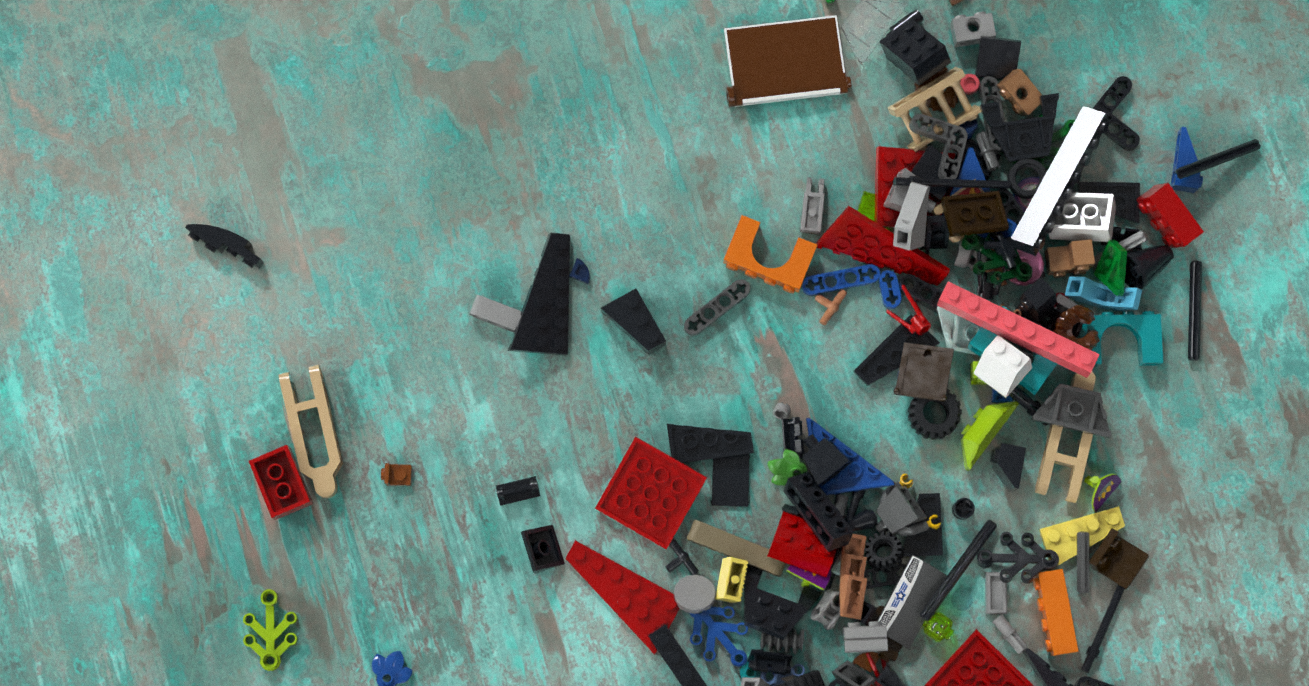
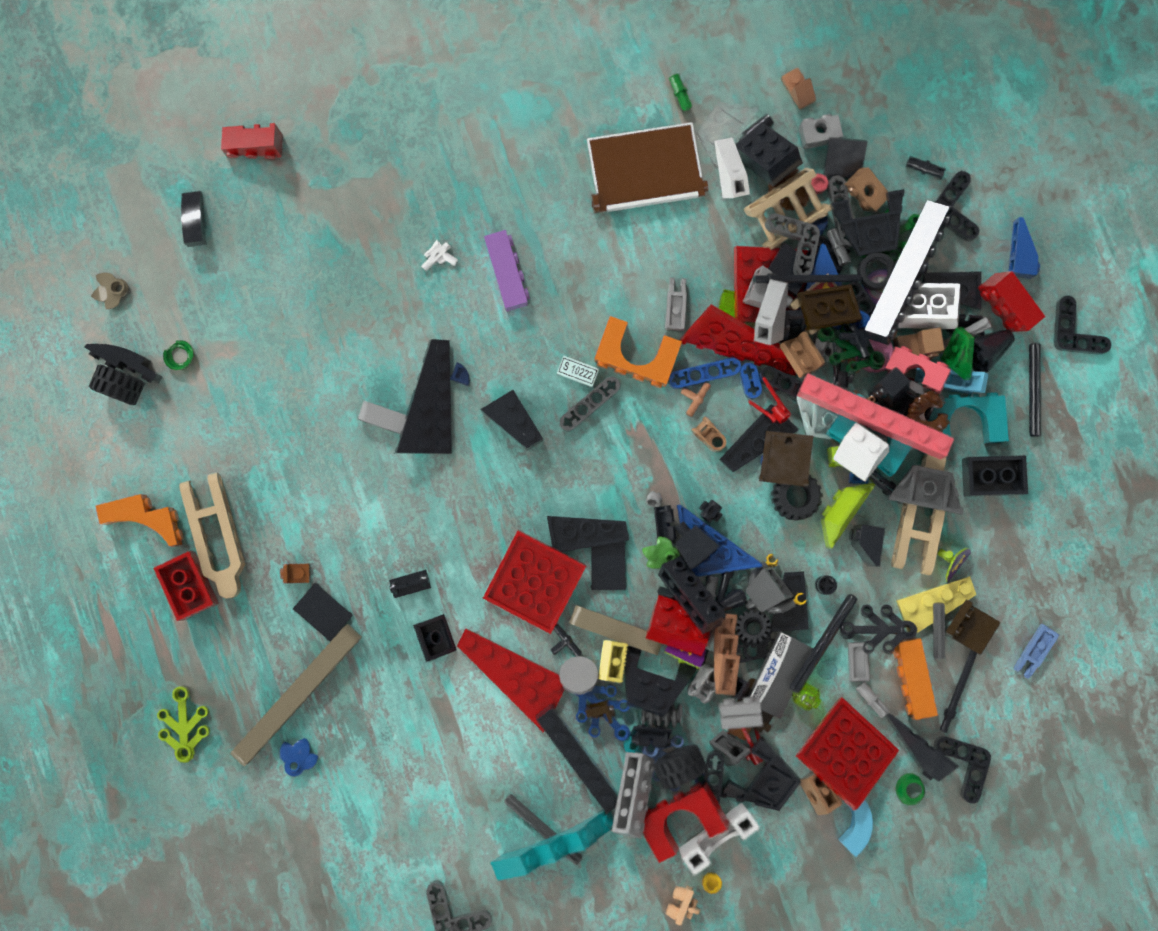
camera: 10 degrees left, 5 degrees up
(210, 171) = (107, 290): none -> dark tan plate
(218, 267) = (116, 384): none -> black tyre
(231, 401) = (138, 510): none -> orange arch
(286, 229) = (168, 357): none -> green piece
(304, 98) = (193, 219): none -> black slope
(370, 19) = (252, 141): none -> wedge
(391, 604) = (296, 695): none -> dark tan beam
(423, 517) = (322, 612): none -> black piece
(561, 144) = (438, 254): none -> white piece
(633, 163) = (506, 270): none -> medium lavender brick
(705, 272) = (577, 371): none -> light aqua tile
(712, 631) = (600, 708): none -> dark brown bracket
(842, 344) = (709, 434): none -> medium nougat piece
(842, 425) = (710, 511): none -> black gear
(876, 67) = (731, 169): none -> white slope
(945, 263) = (802, 355): none -> medium nougat bracket
(1084, 71) = (925, 167): none -> black pin
(1084, 288) = (935, 374): none -> coral arch
(1147, 399) = (994, 476): none -> black brick
(1189, 587) = (1036, 650): none -> medium blue hinge
(1218, 159) = (1053, 246): black axle -> none
(1233, 251) = (1069, 333): none -> black beam

